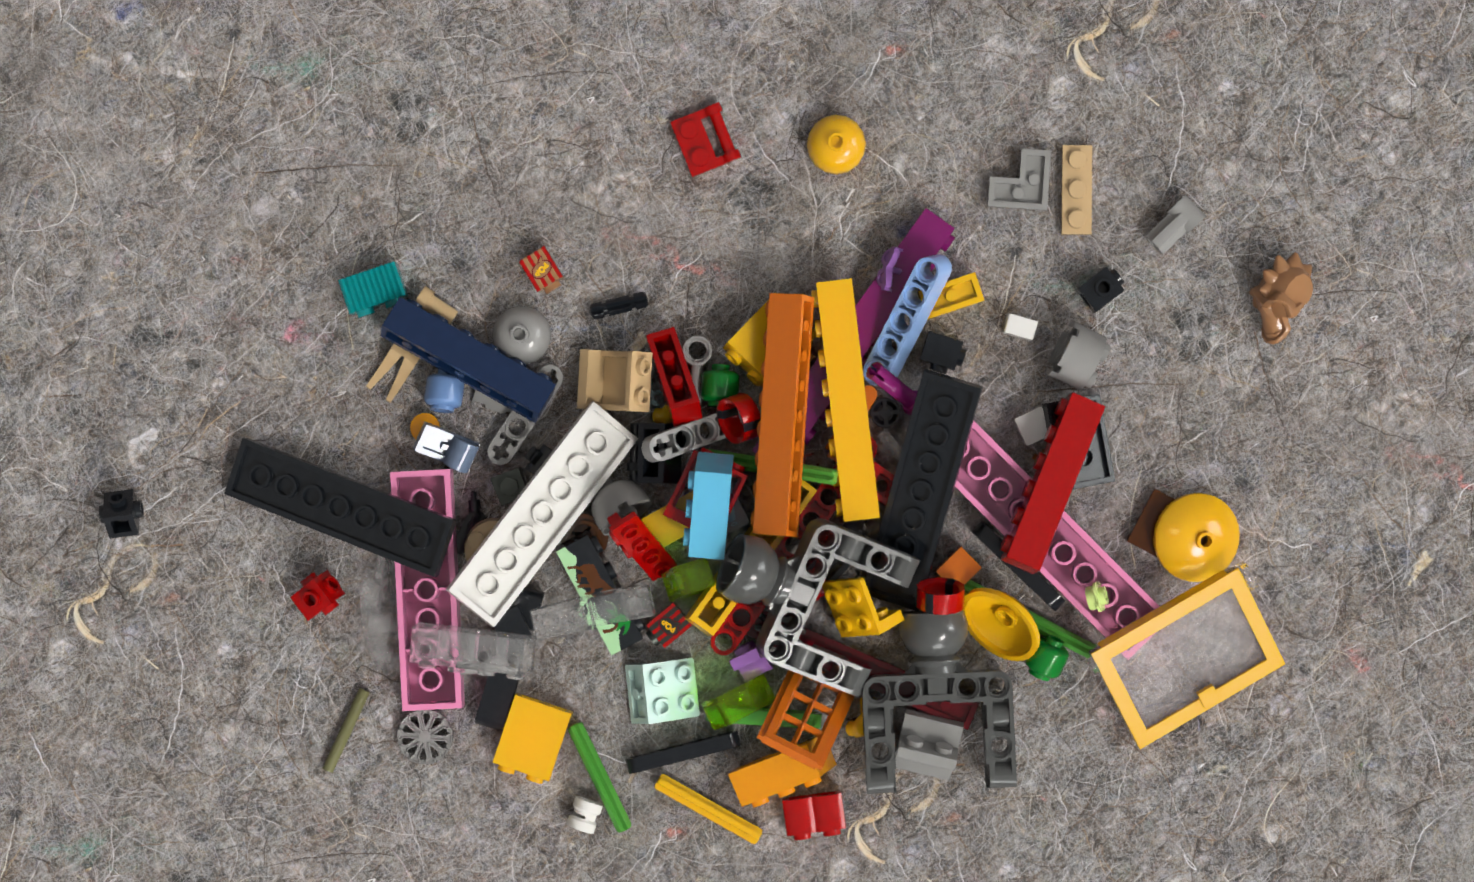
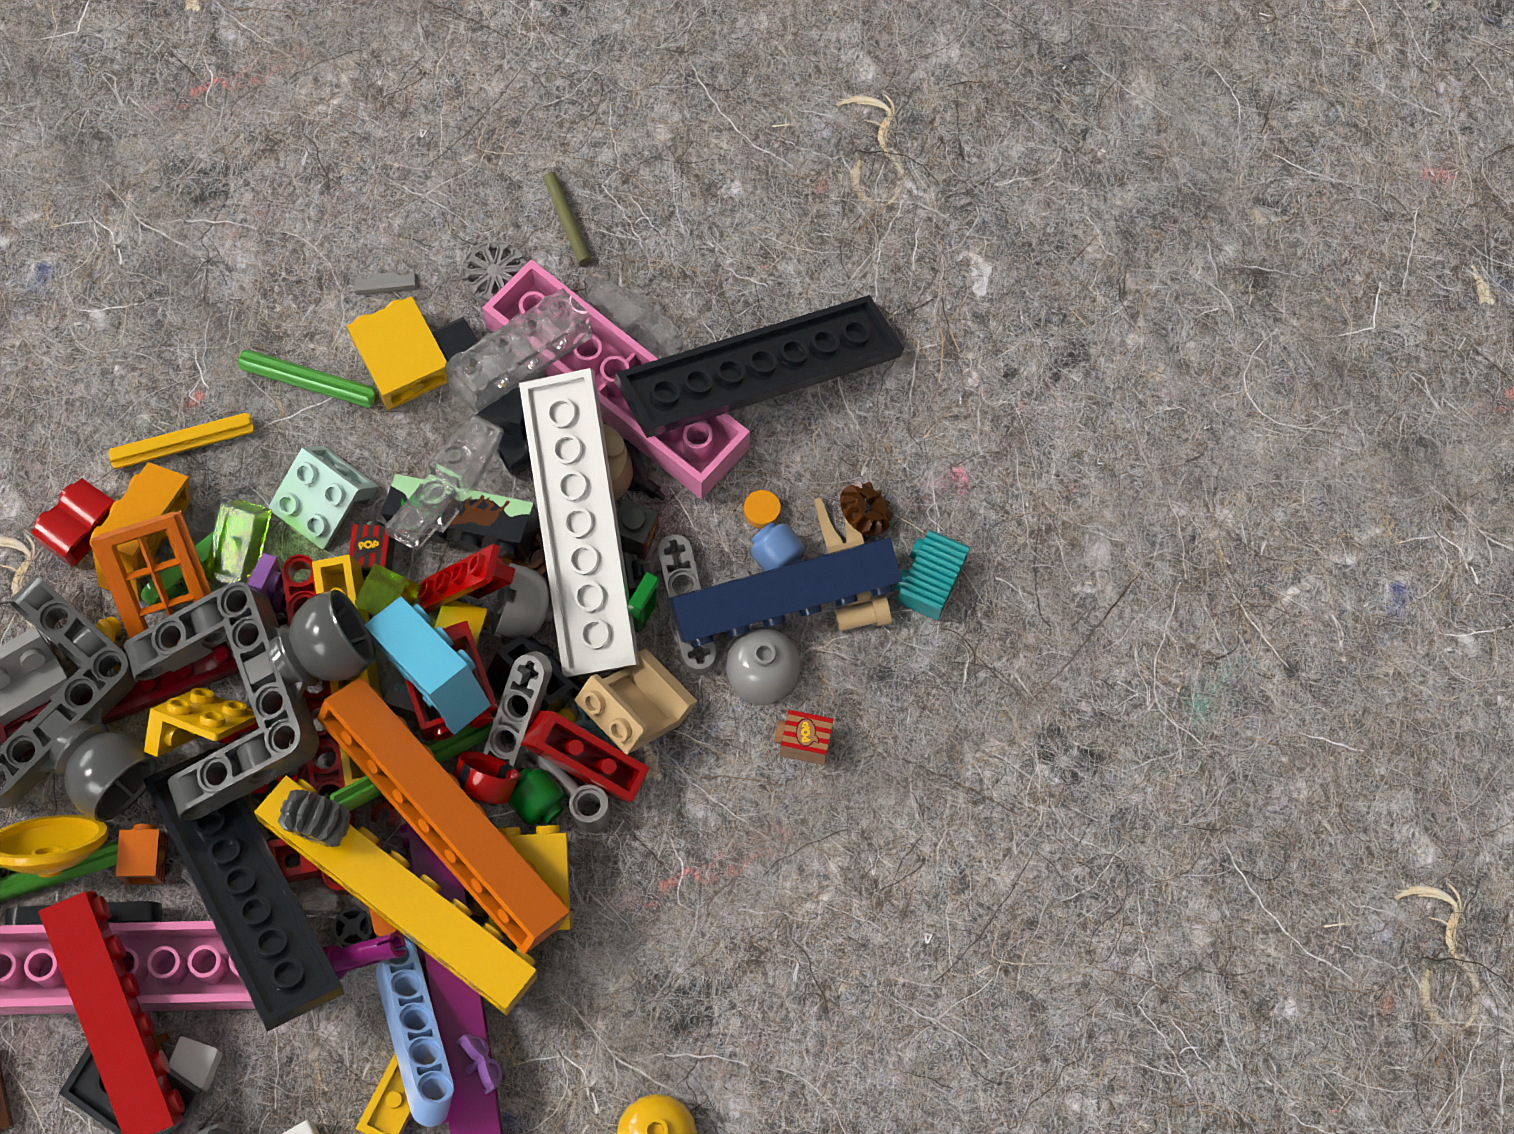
camera: 135 degrees right, 20 degrees down
(121, 513) = (933, 198): black brick -> none
(318, 595) = (703, 289): red brick -> none
(375, 371) = (853, 504): none -> reddish brown gear
(446, 447) = (720, 509): sand blue plate -> none
(494, 797) = (385, 283): none -> light grey piece
(551, 433) = (644, 601): none -> green tile
(584, 814) = (287, 331): white wheel -> none
(619, 305) = (704, 778): black axle -> none
(683, 752) = (253, 458): black beam -> none
(696, 144) = (789, 997): red plate -> none
(853, 474) = (314, 818): none -> dark grey gear
(940, 596) = (139, 817): red piece -> none
(942, 352) = (352, 1041): black brick -> none

